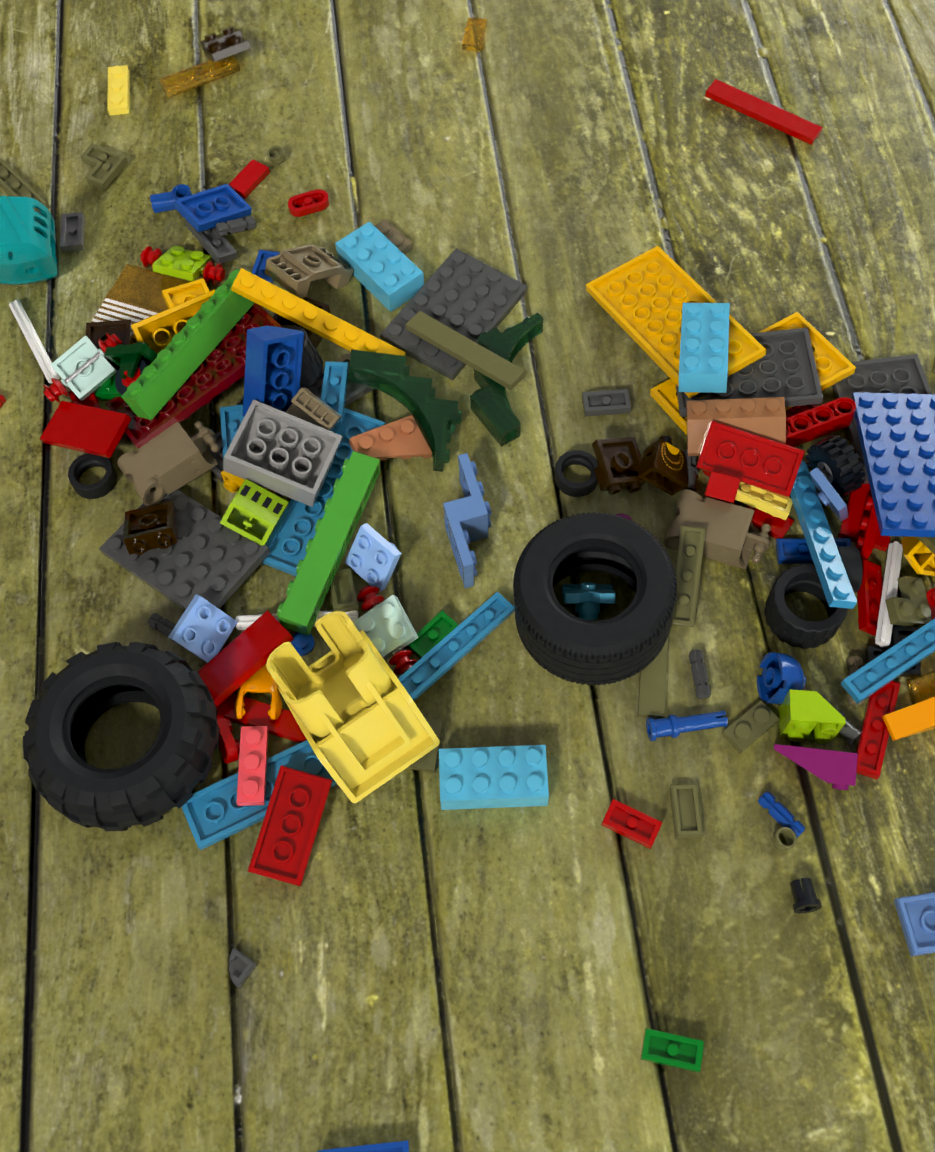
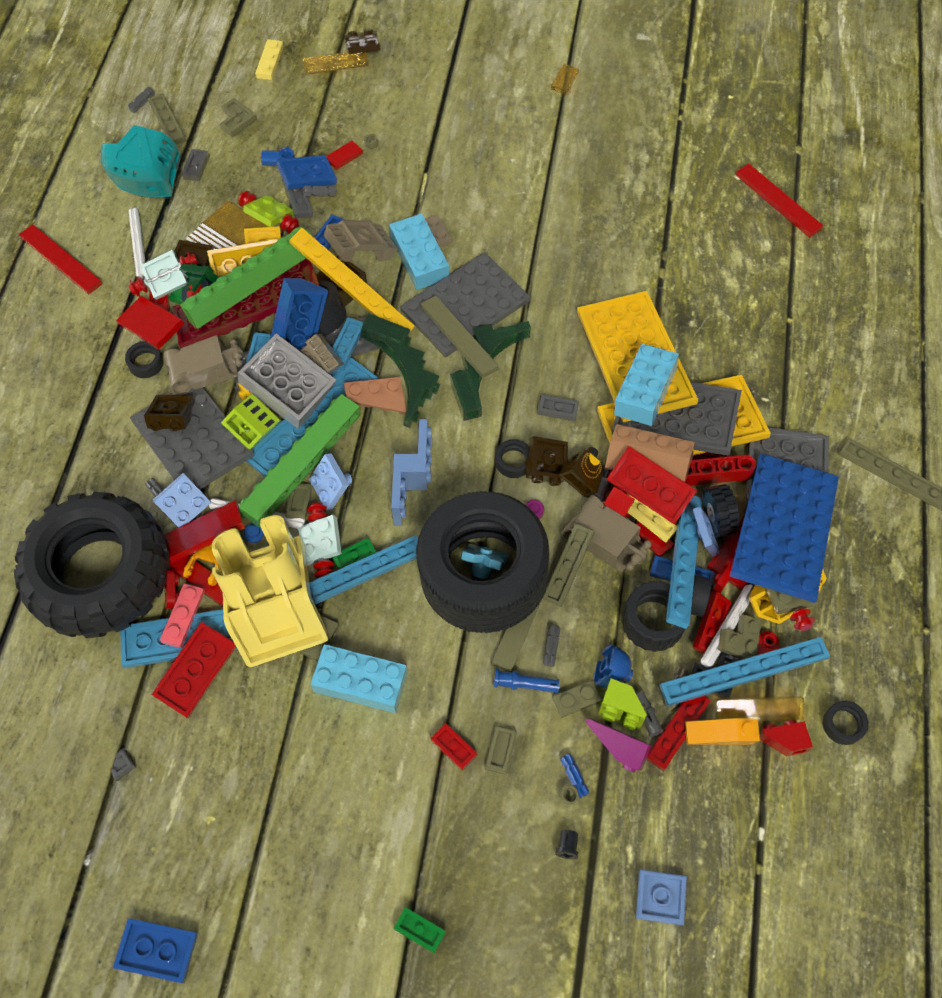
camera: 15 degrees right, 0 degrees up
(308, 203) = (382, 186): red plate -> none

